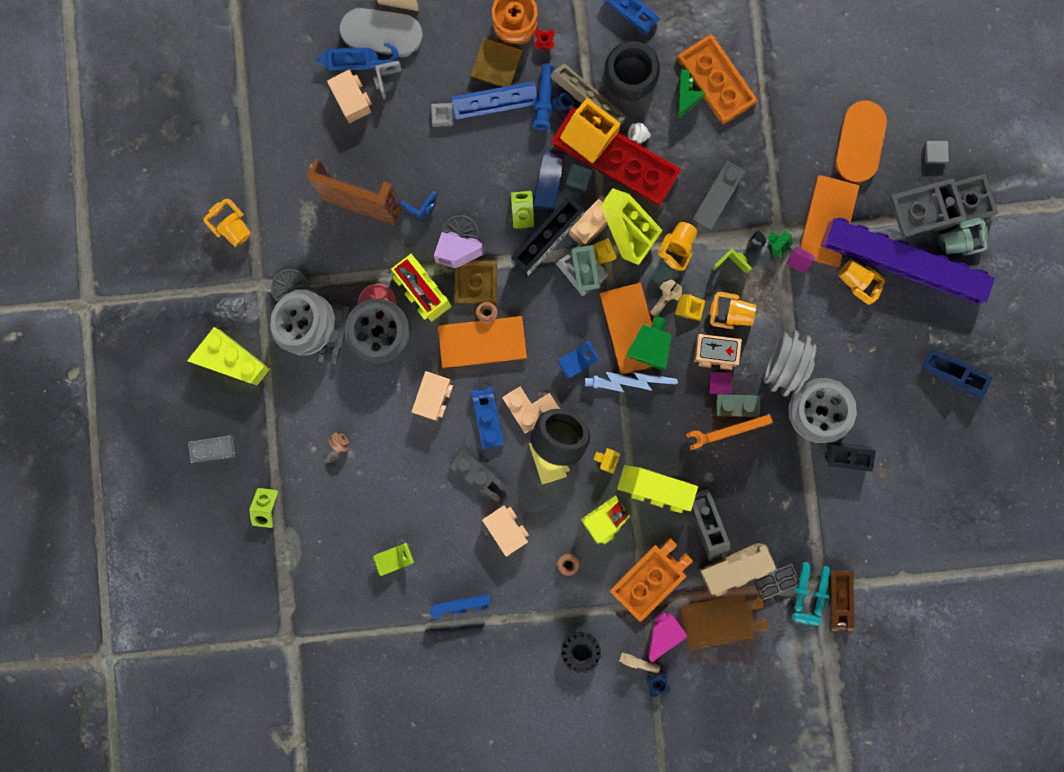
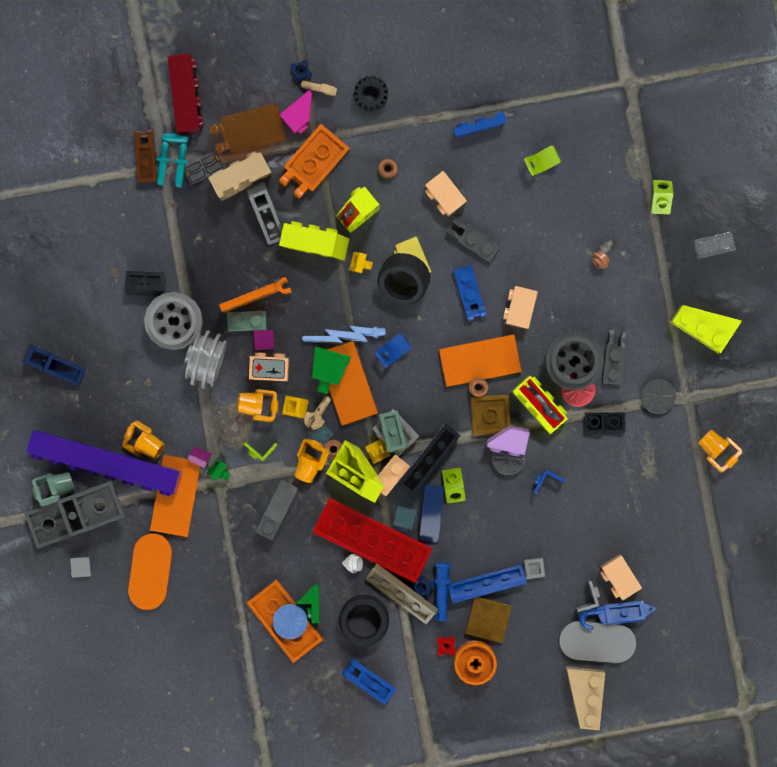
camera: 175 degrees right, 5 degrees up
(314, 325) = (630, 353): light grey wheel -> none
(351, 265) = (605, 422): none -> black slope
(379, 206) = (574, 470): dark orange panel -> none
(524, 411) = (434, 299): light nougat plate -> none
(590, 130) = (398, 557): light orange slope -> none
(652, 264) = (332, 443): none -> nougat plate
(712, 75) = (290, 621): none -> medium blue wheel
(757, 240) = (239, 472): black hinge -> none
(793, 669) = (184, 93): none -> dark red brick

